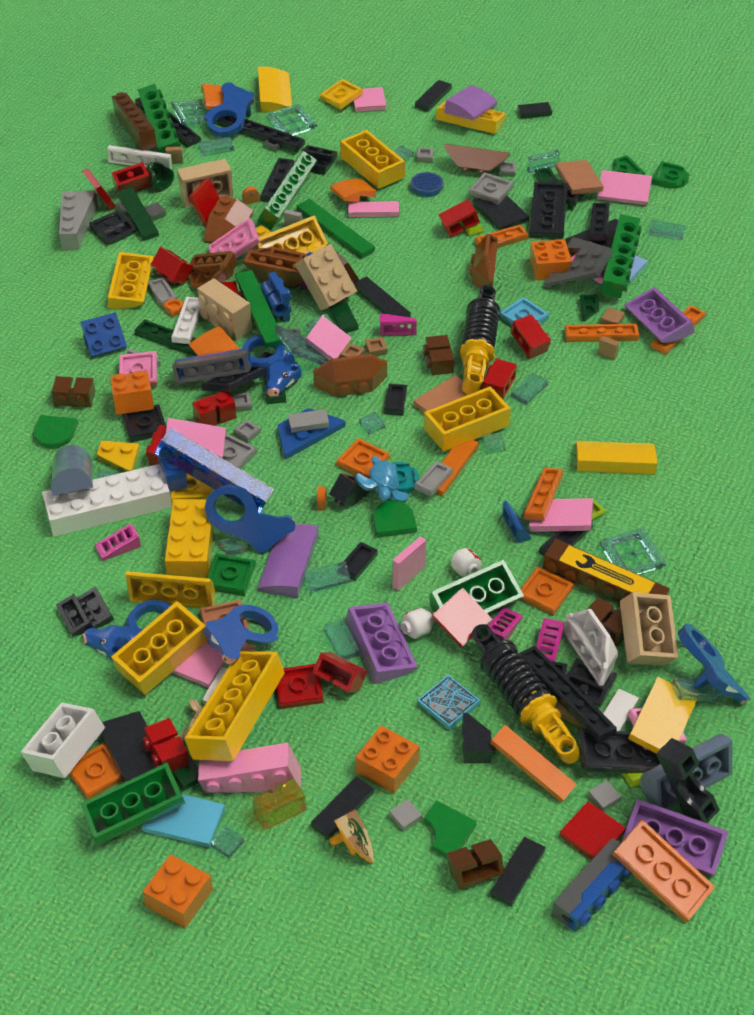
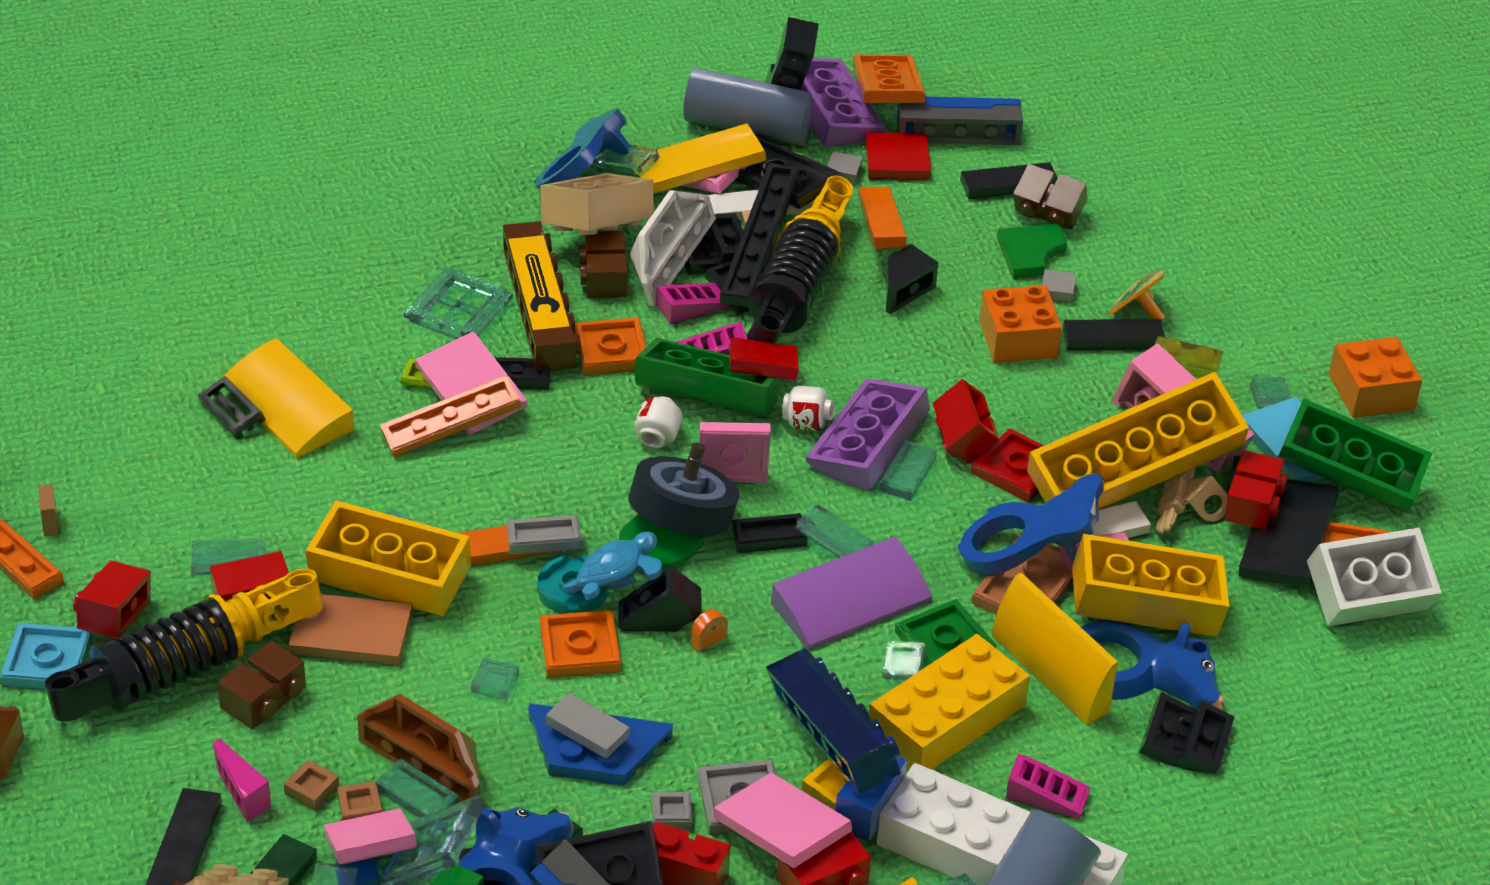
camera: 135 degrees left, 5 degrees down
(256, 528) = (859, 632): blue animal -> none
(396, 399) = (415, 682): black tile -> none
(398, 524) = (684, 494): none -> black wheel
(448, 702) = (877, 333): tile -> none
(514, 523) = (531, 424): blue slope -> none
(627, 435) = (245, 422): none -> black tile

